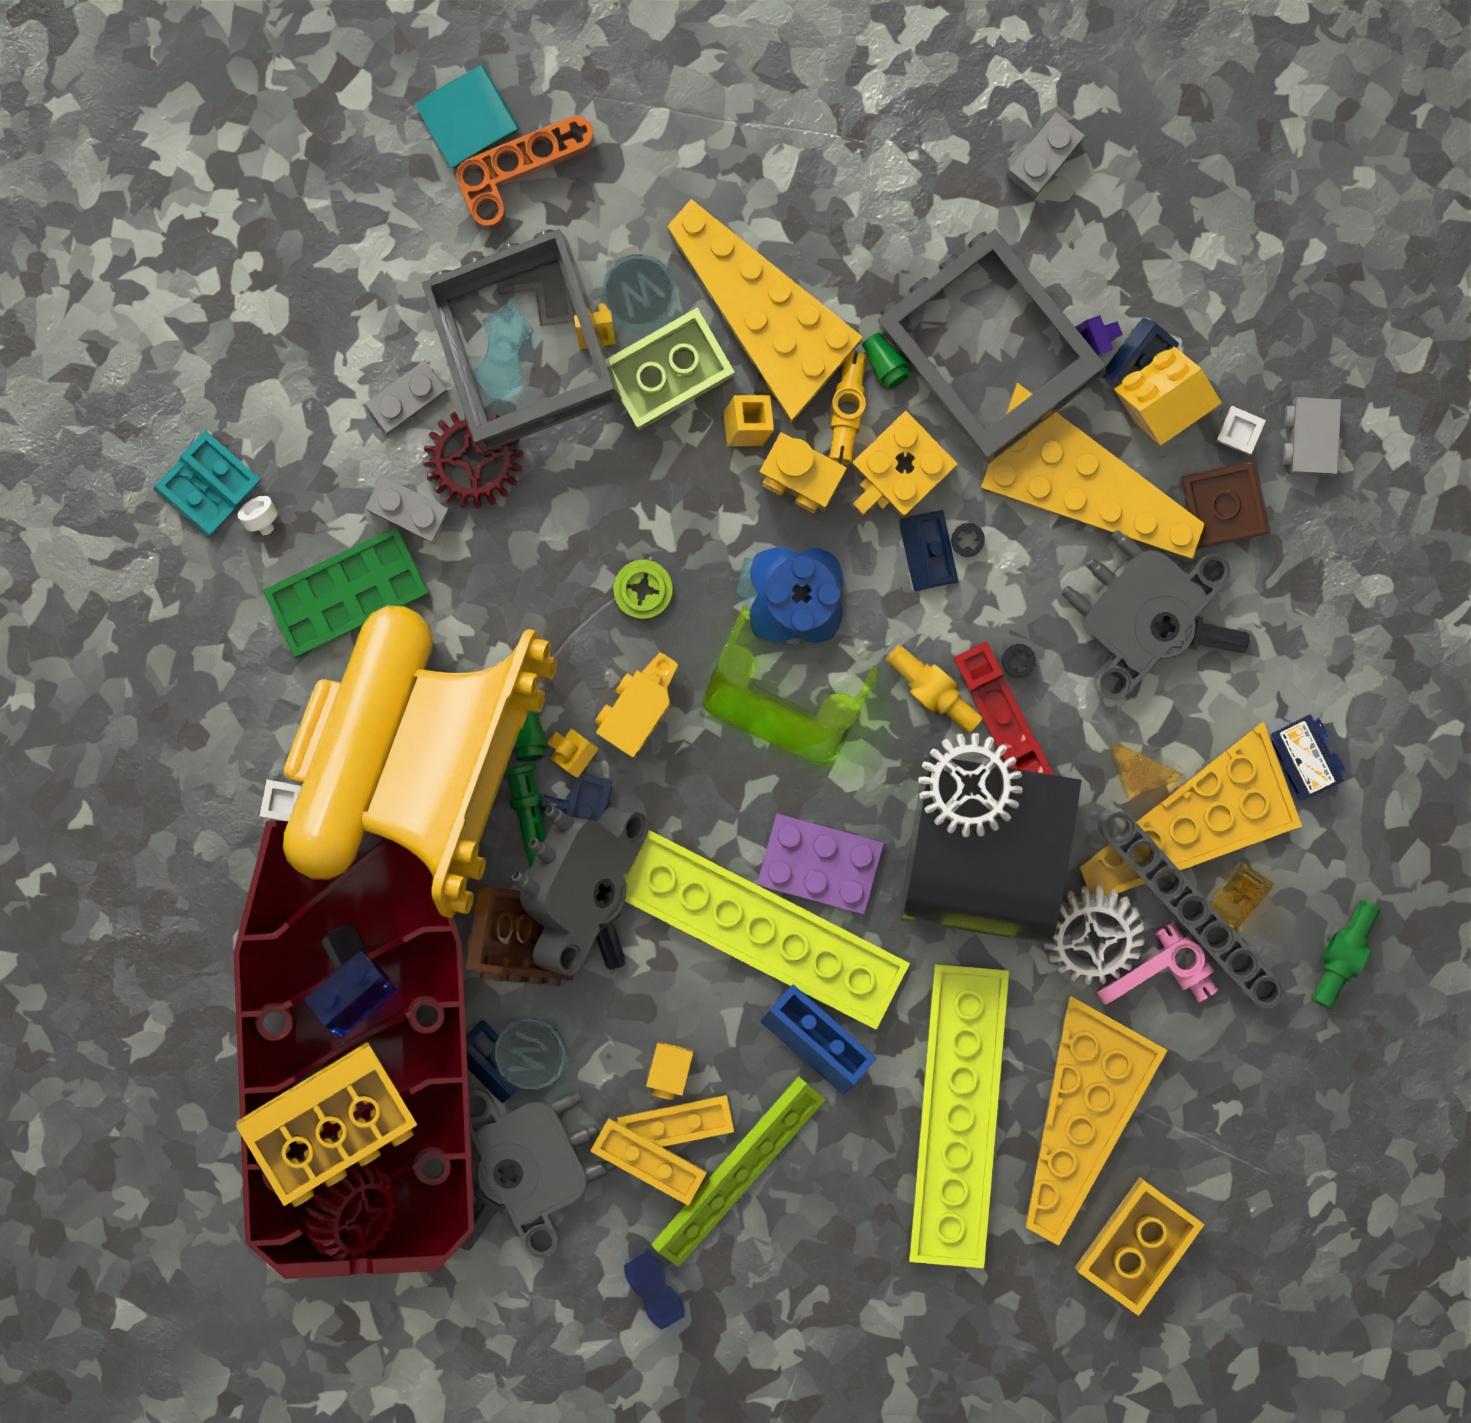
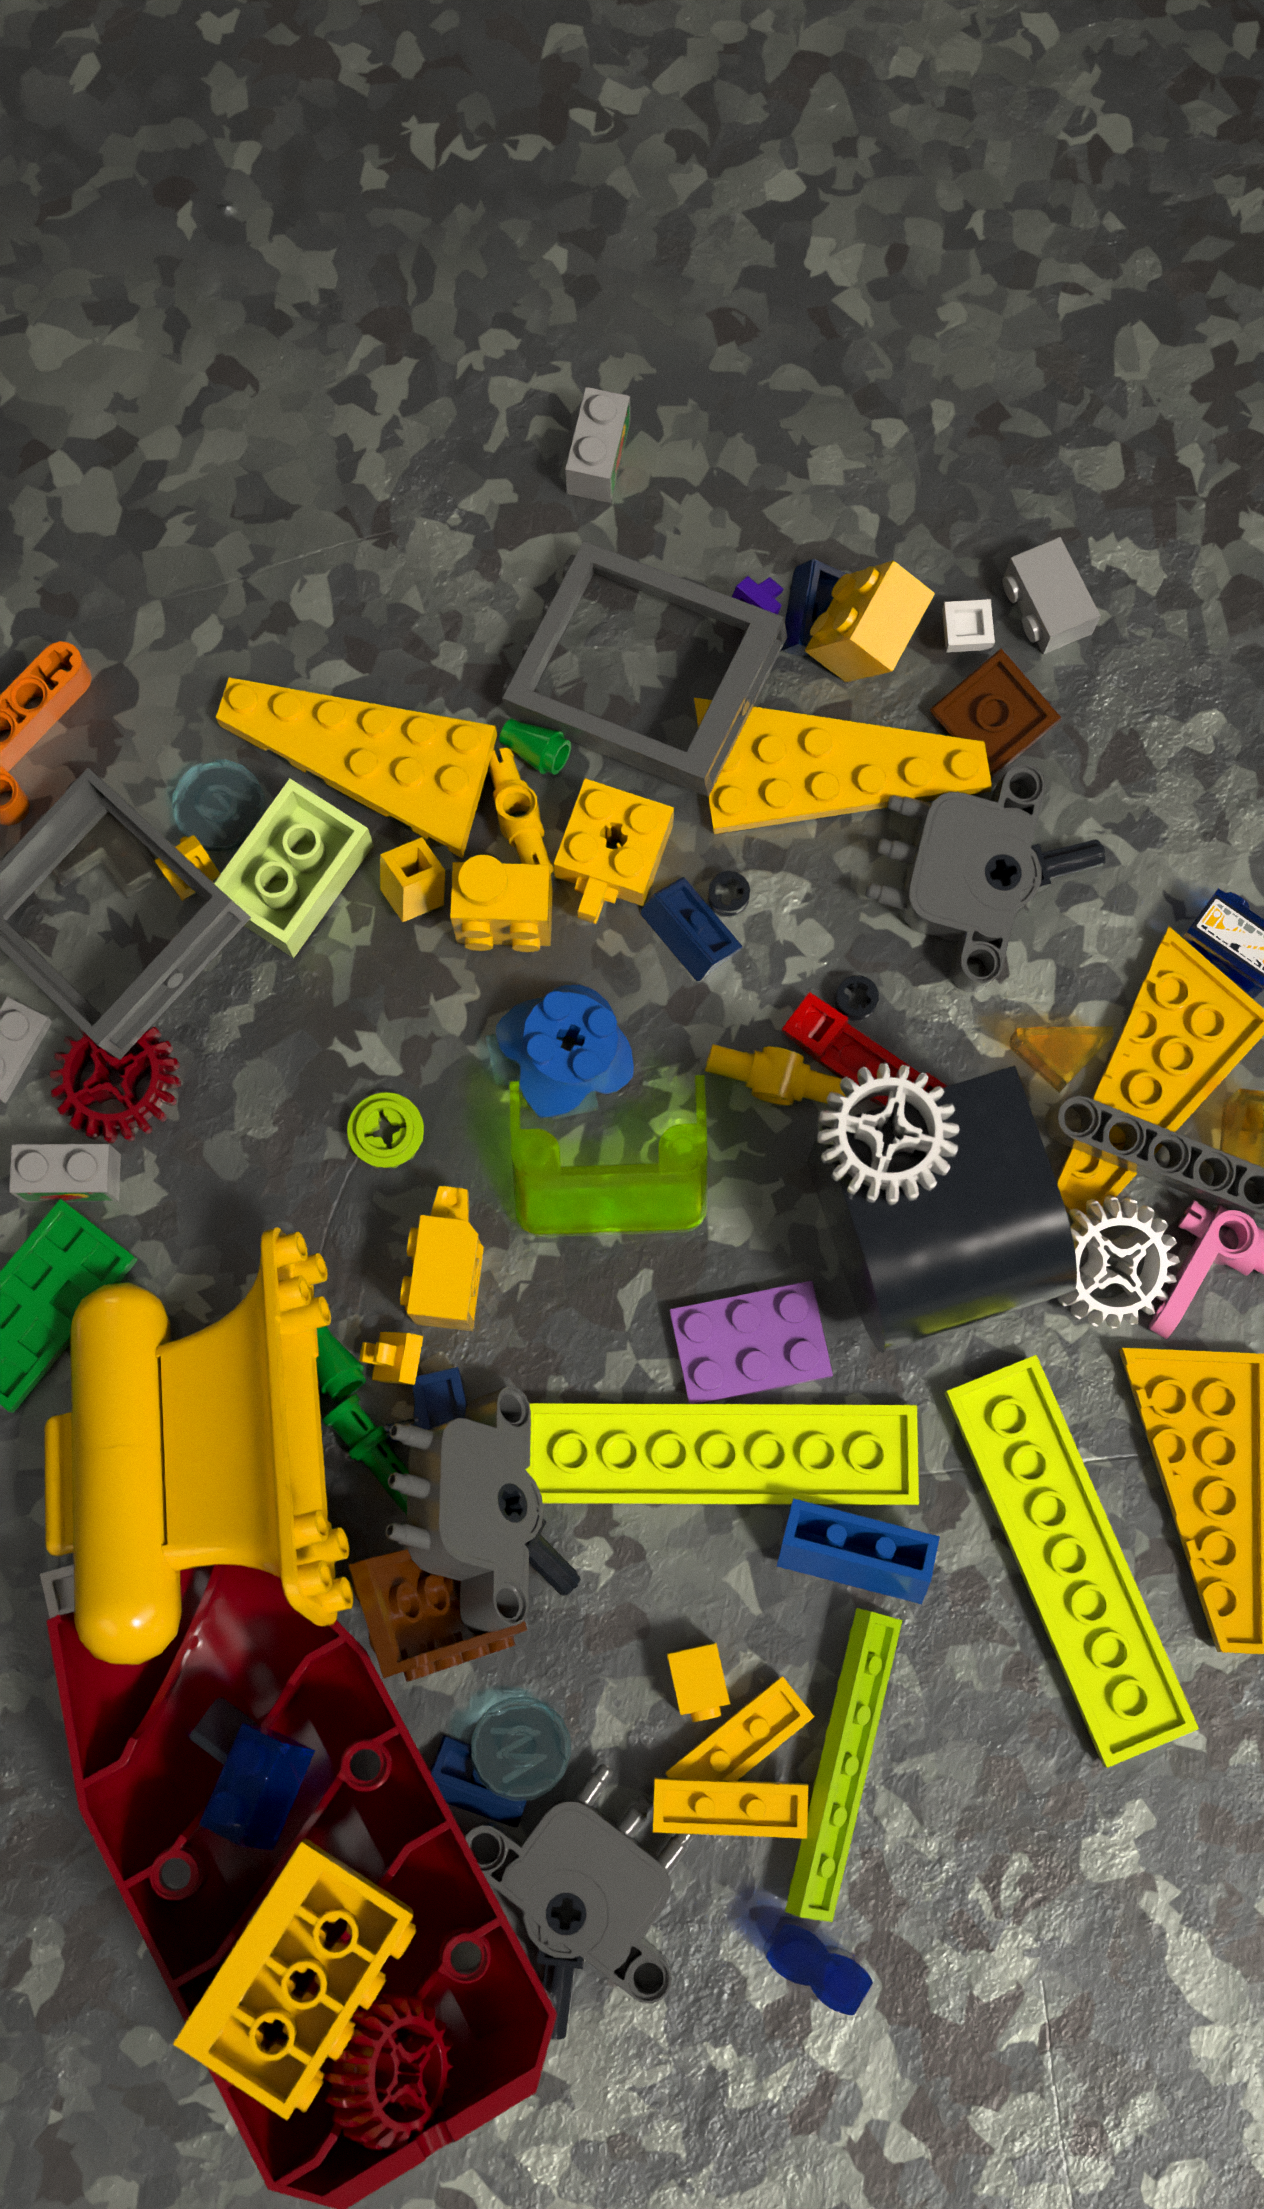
camera: 25 degrees left, 10 degrees down
(506, 334) = (91, 925): clear light blue tile -> none

